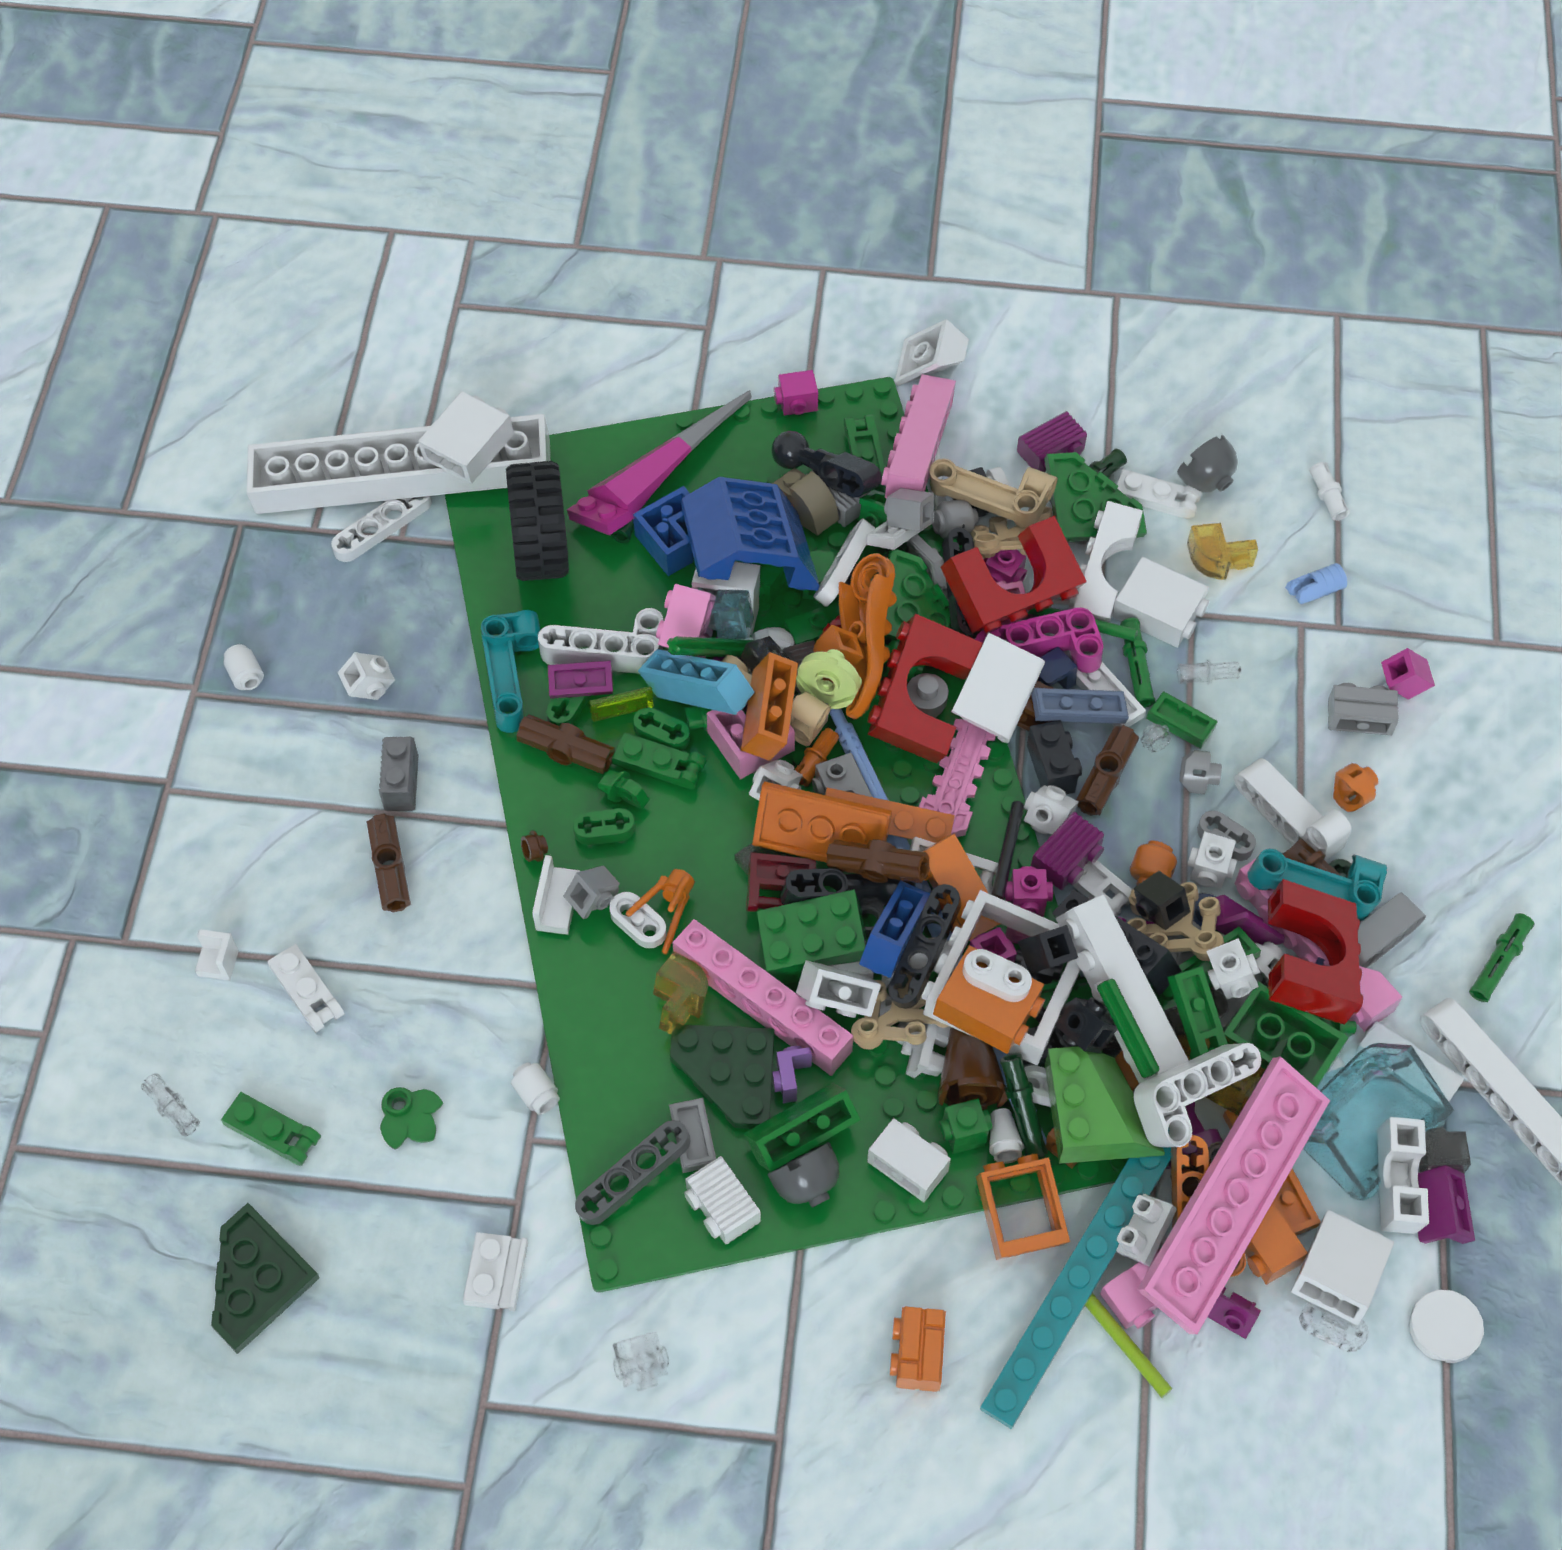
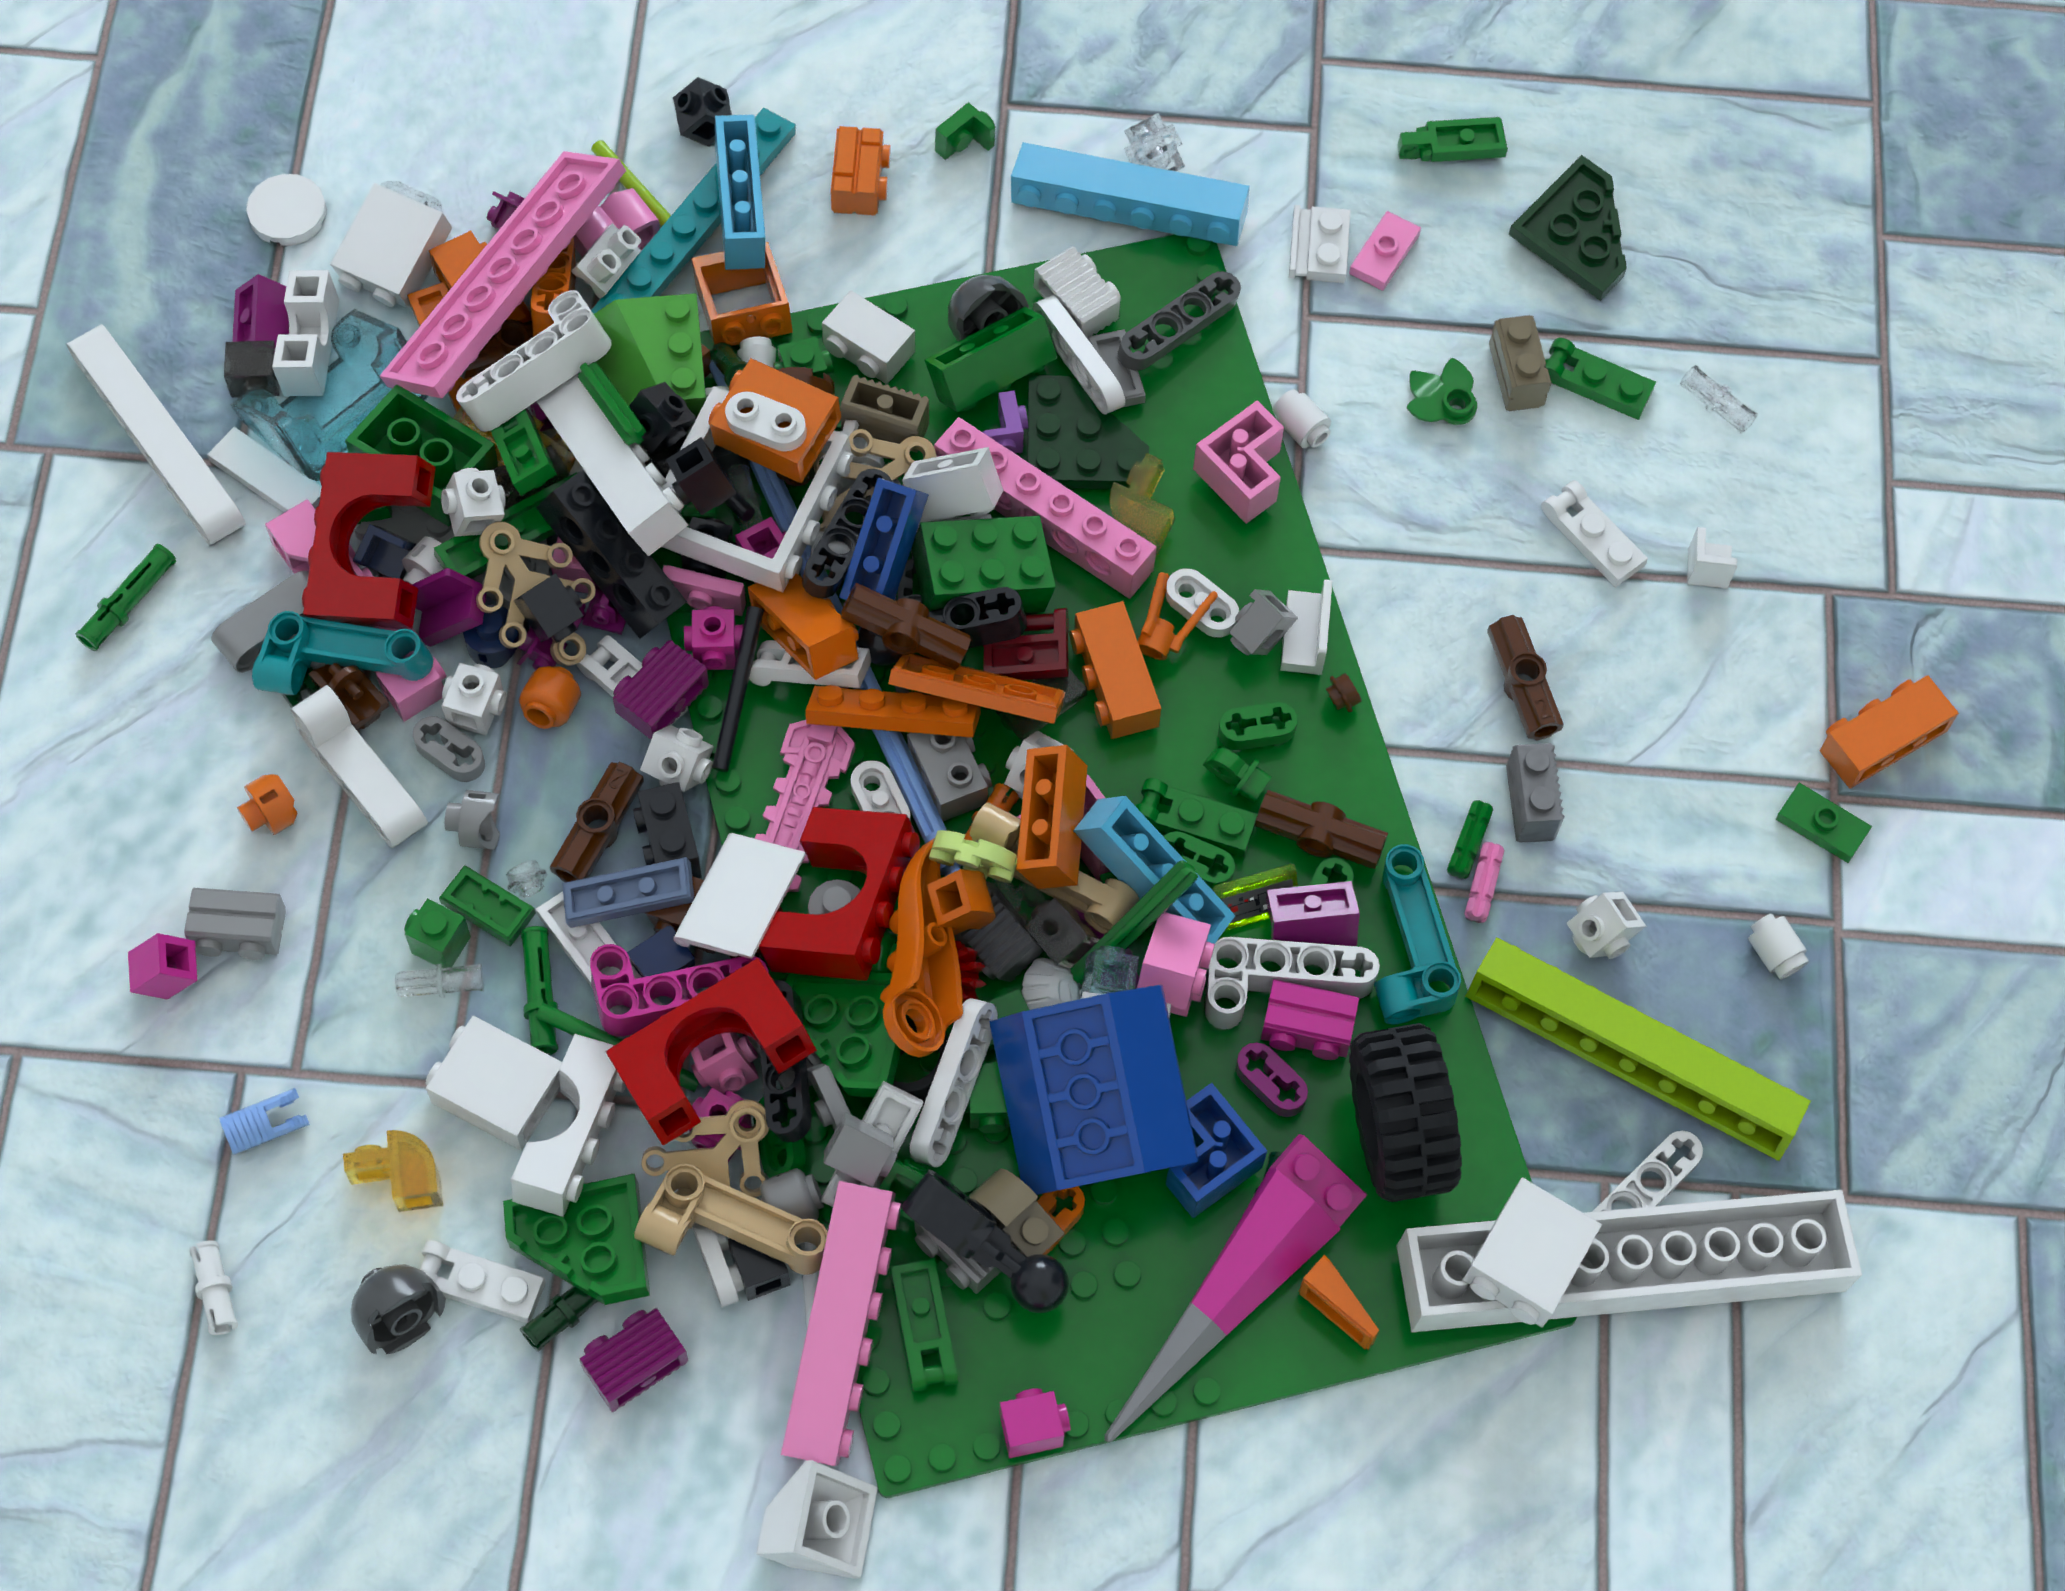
camera: 175 degrees right, 5 degrees up
(113, 815) = (1887, 730): none -> orange brick
(183, 758) = (1823, 822): none -> green plate
(337, 1133) = (1519, 363): none -> dark tan brick
(350, 1375) = (1455, 140): none -> green hinge
(364, 600) = (1638, 1049): none -> lime brick
(436, 1262) = (1385, 250): none -> bright pink plate
(448, 721) = (1484, 882): none -> bright pink axle
(453, 751) = (1470, 839): none -> green axle
(591, 611) = (1309, 1020): none -> dark pink brick
(596, 451) = (1334, 1299): none -> orange slope
(599, 1028) = (1236, 461): none -> bright pink brick
(627, 582) = (1264, 1086): none -> magenta beam
(667, 1308) = (1129, 194): none -> medium azure brick
(712, 864) = (1115, 670): none -> orange brick
(725, 1131) = (1081, 356): none -> white beam
(825, 1391) = (960, 129): none -> green bracket
(894, 1076) = (884, 410): none -> dark tan brick
(897, 776) = (884, 799): none -> white plate
(1030, 1284) = (740, 192): none -> medium azure brick
(1069, 1412) = (697, 110): none -> black brick
(1216, 694) = (436, 933): none -> green brick

